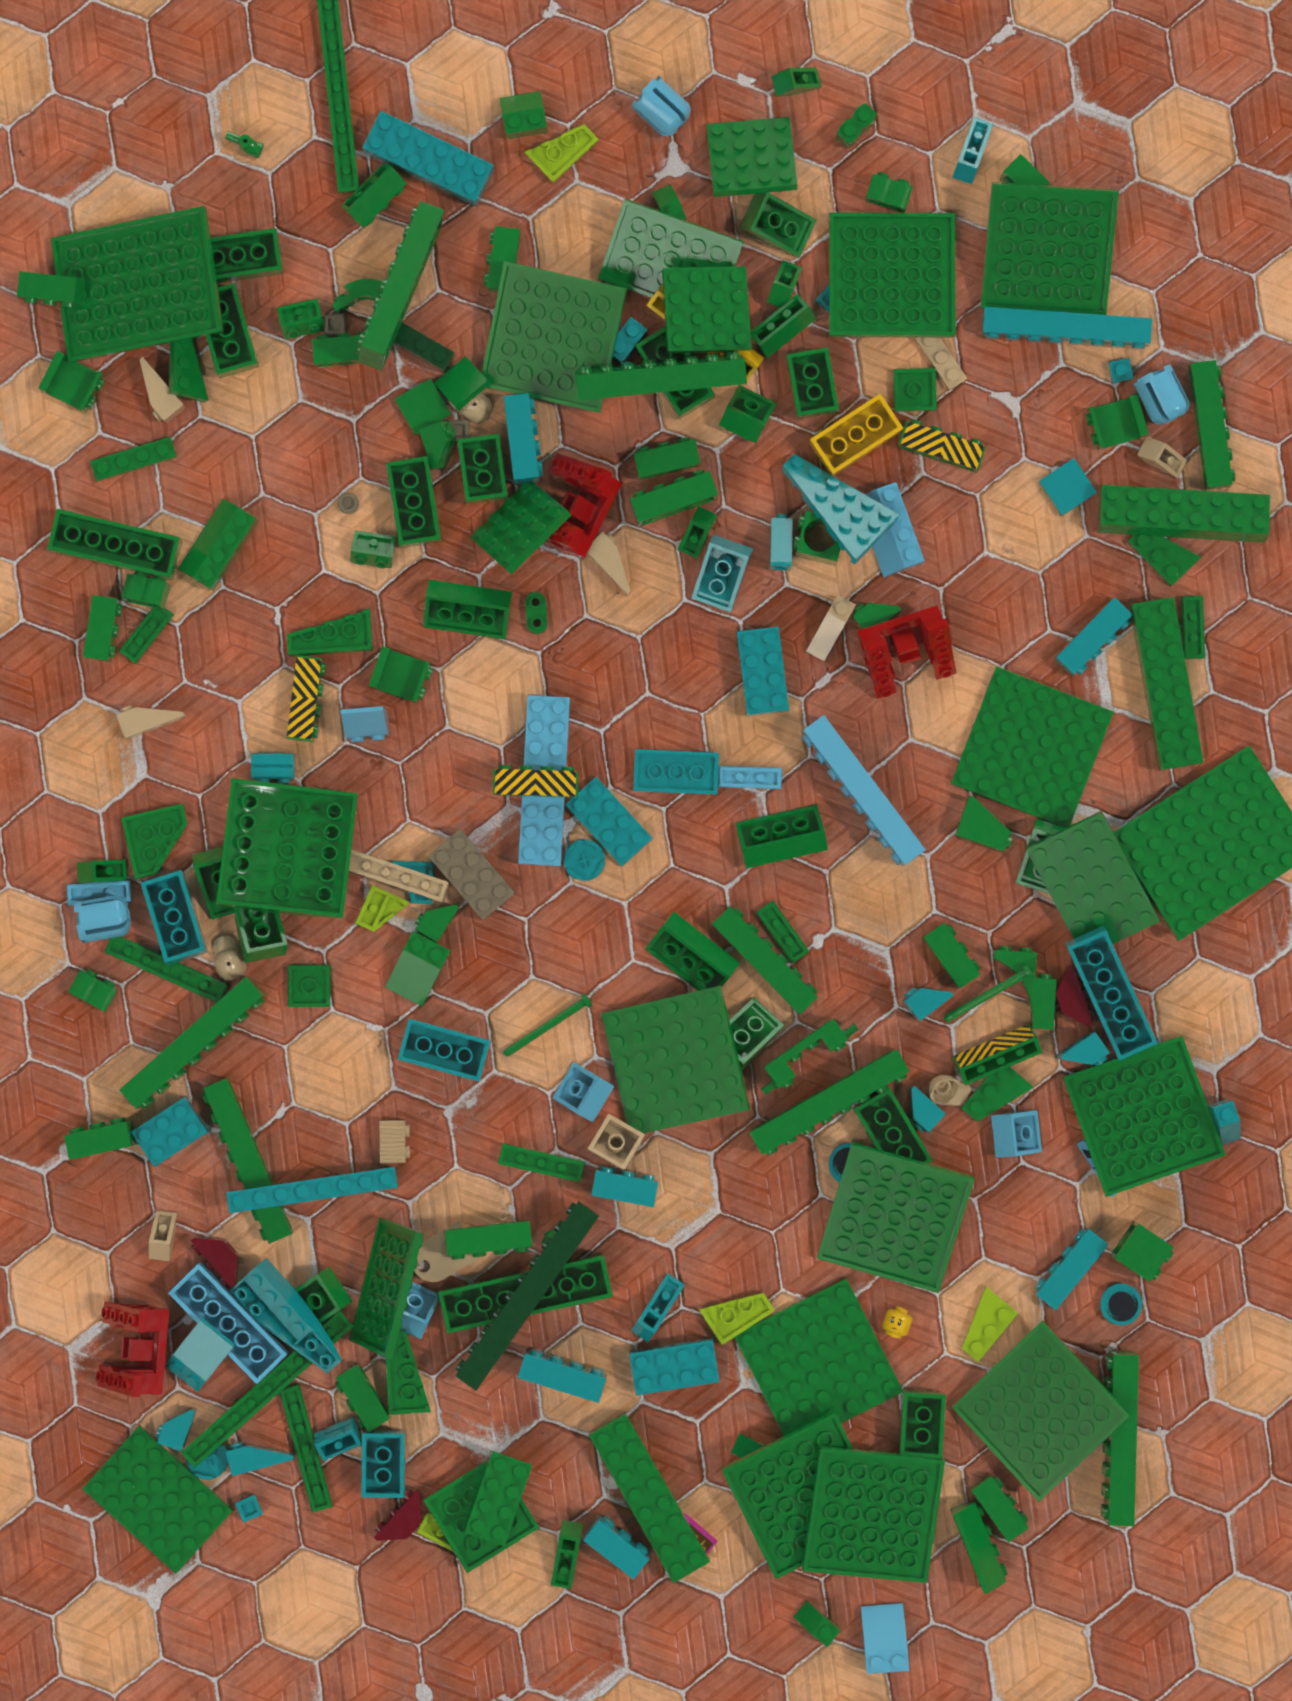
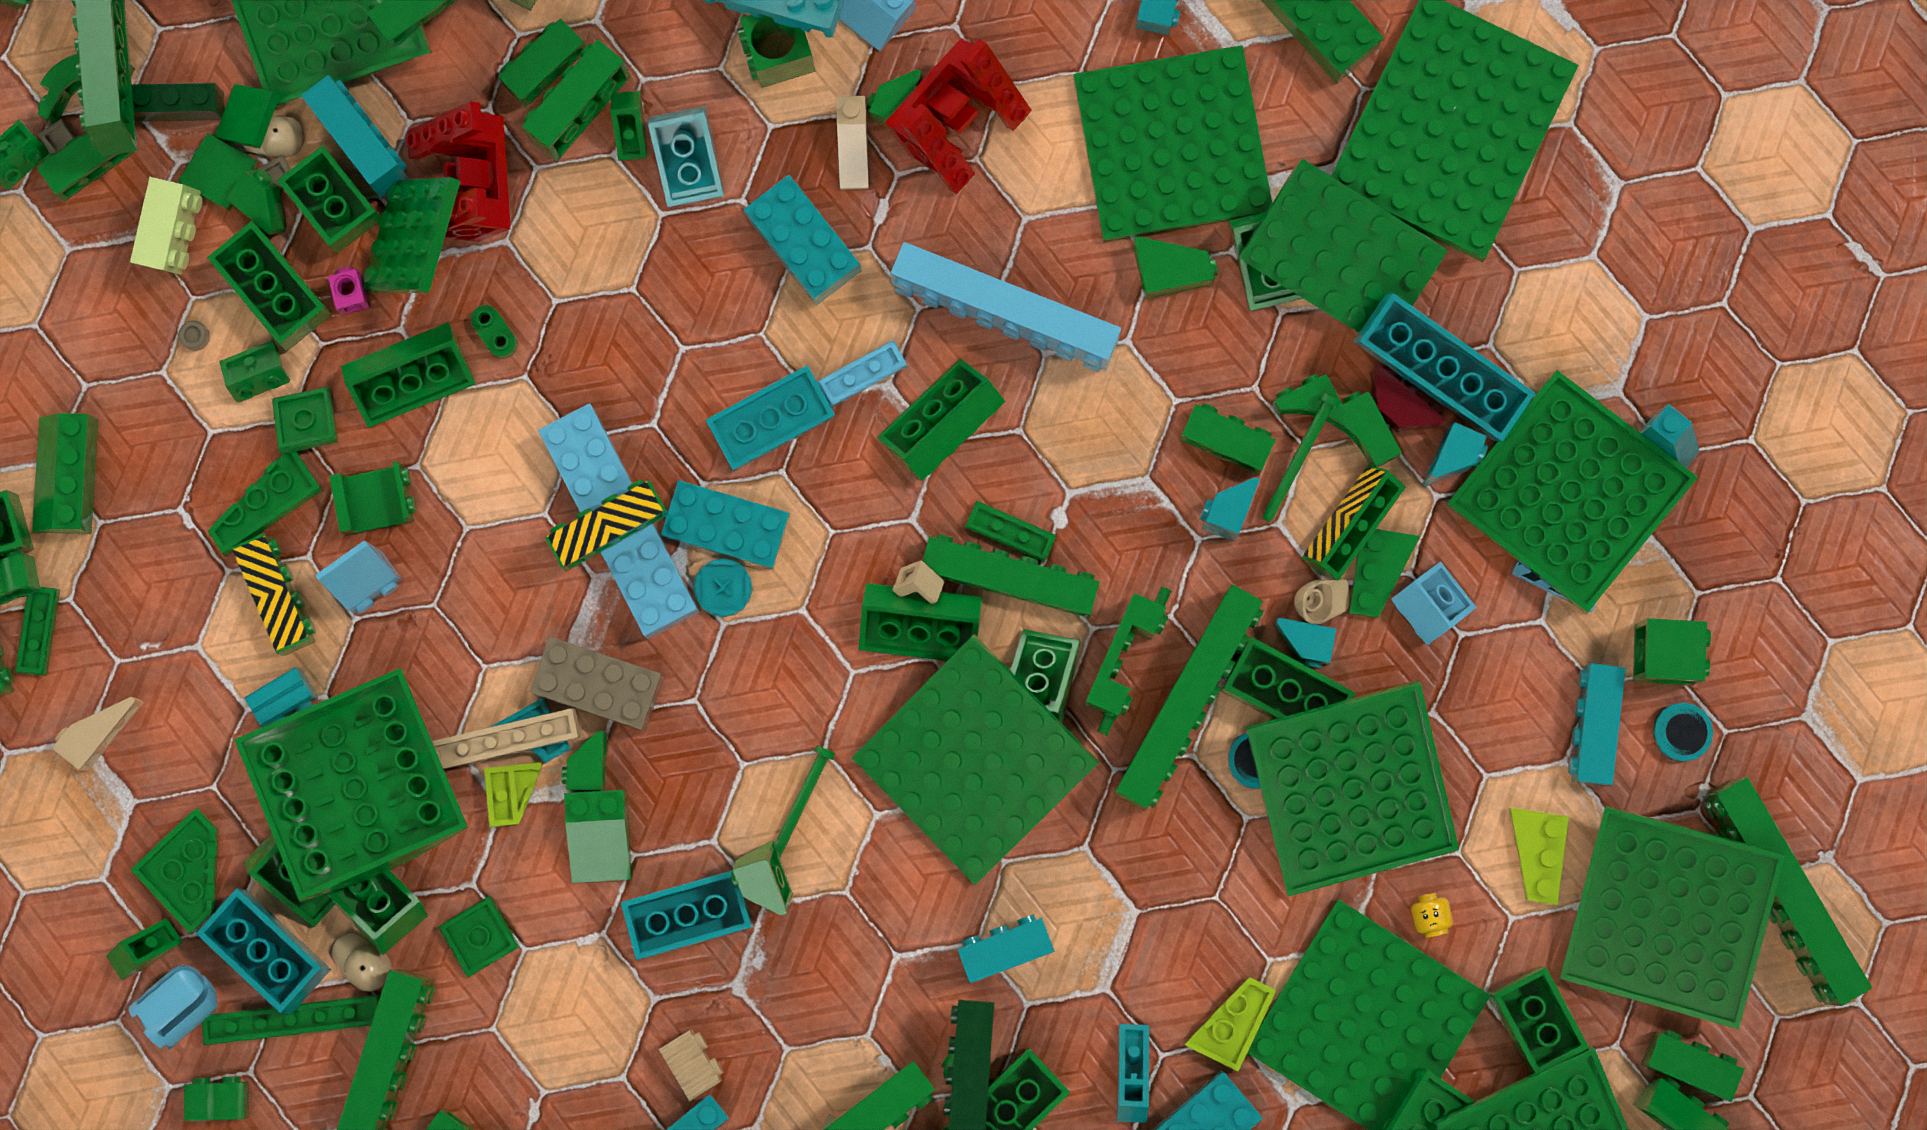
camera: 30 degrees left, 5 degrees down
(91, 891) = (139, 983): medium azure tile -> none
(372, 427) = (166, 226): none -> yellowish green brick
(386, 599) = (304, 420): none -> green tile
(464, 542) = (357, 299): none -> dark pink brick
(503, 1056) = (763, 879): none -> slope
(541, 1162) = (886, 981): green plate -> none
(583, 1092) = (886, 864): medium azure slope -> none
(607, 557) = (538, 216): tan slope -> none
(616, 1142) = (962, 900): tan slope -> none
(708, 930) = (921, 579): none -> tan panel
(781, 543) = (735, 80): teal slope -> none

